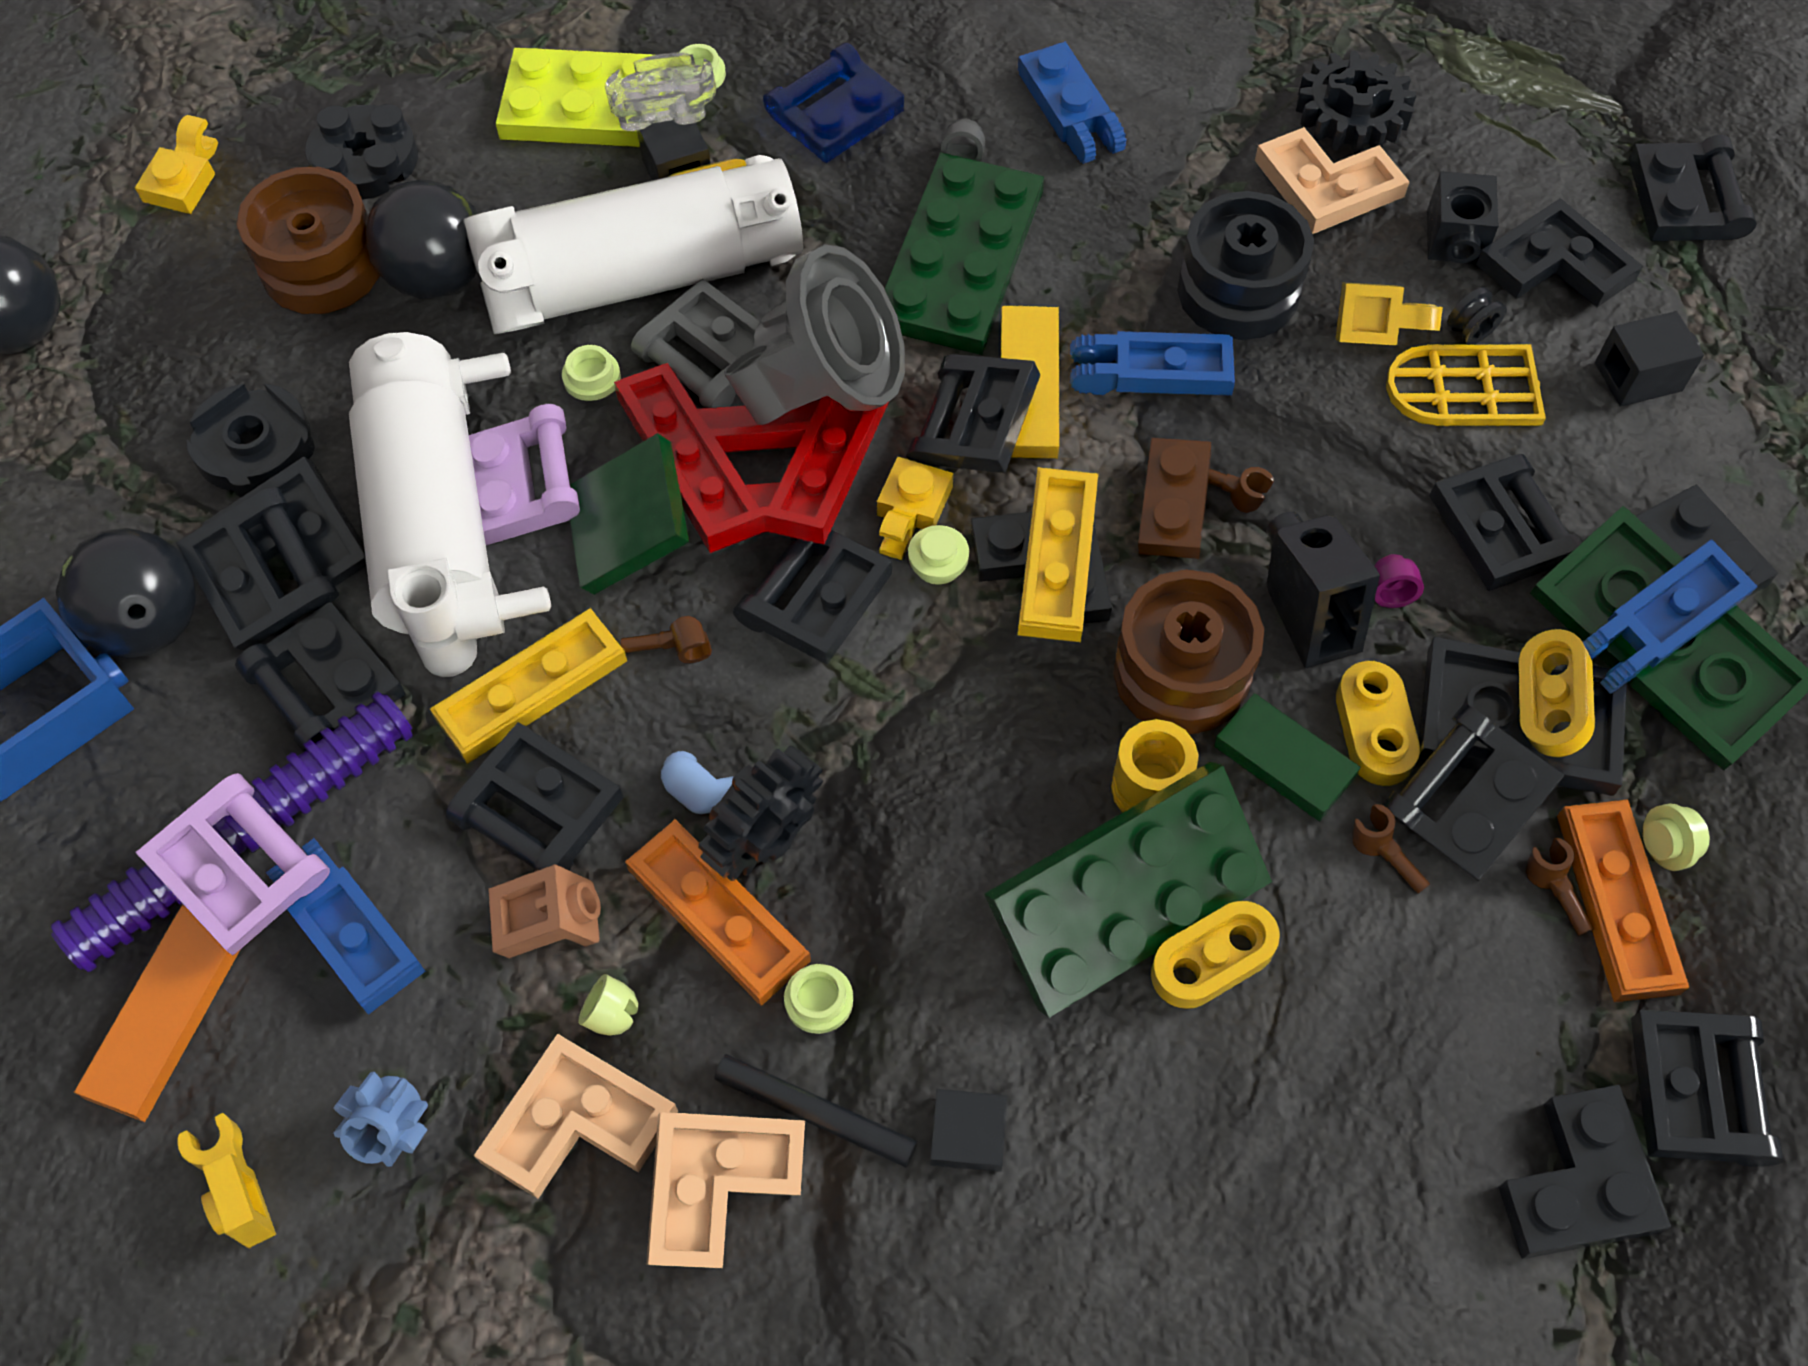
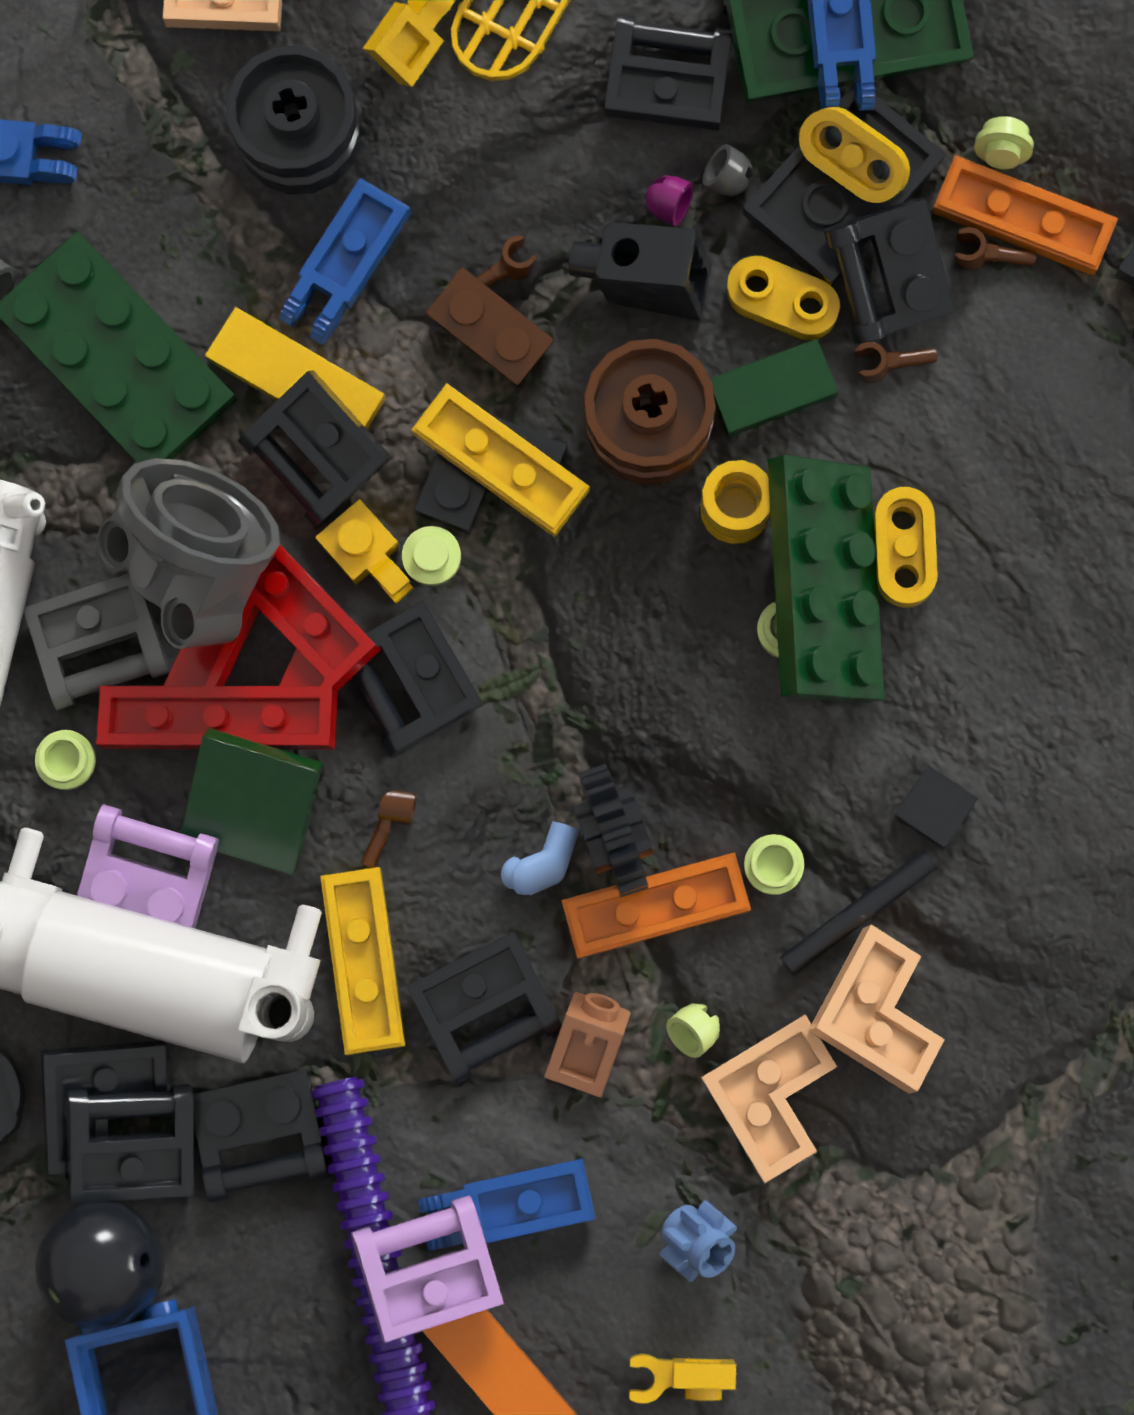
camera: 55 degrees left, 20 degrees up
(1457, 617) = (728, 171): none -> dark grey hinge

